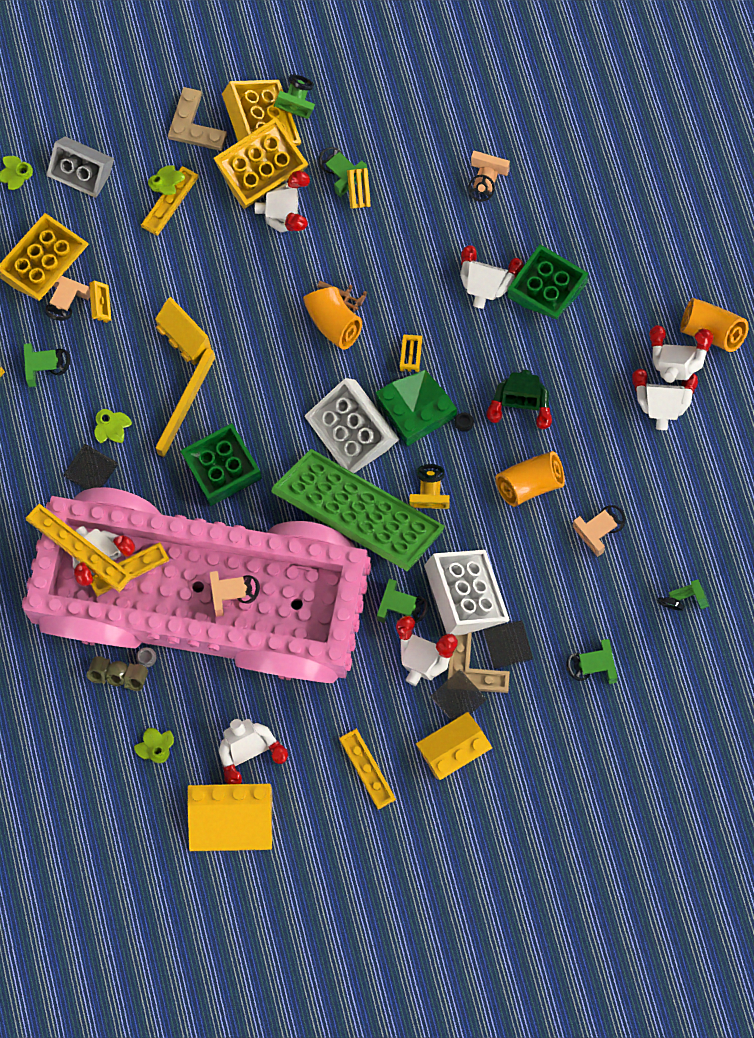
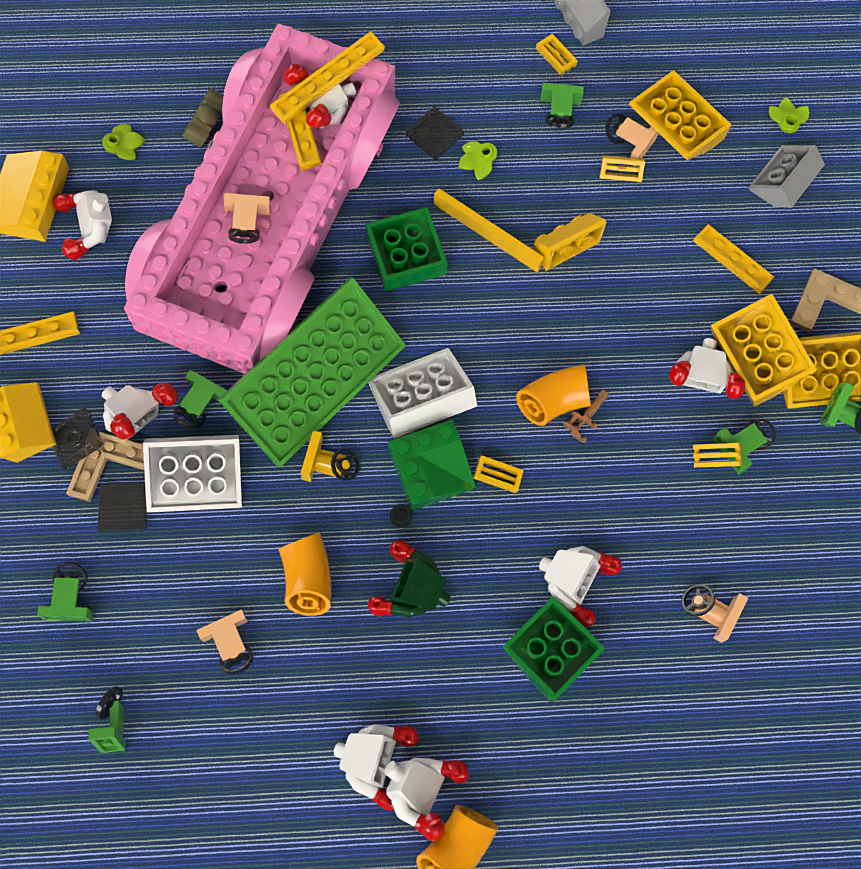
camera: 90 degrees right, 0 degrees up
(166, 180) = (758, 256): lime plate -> none

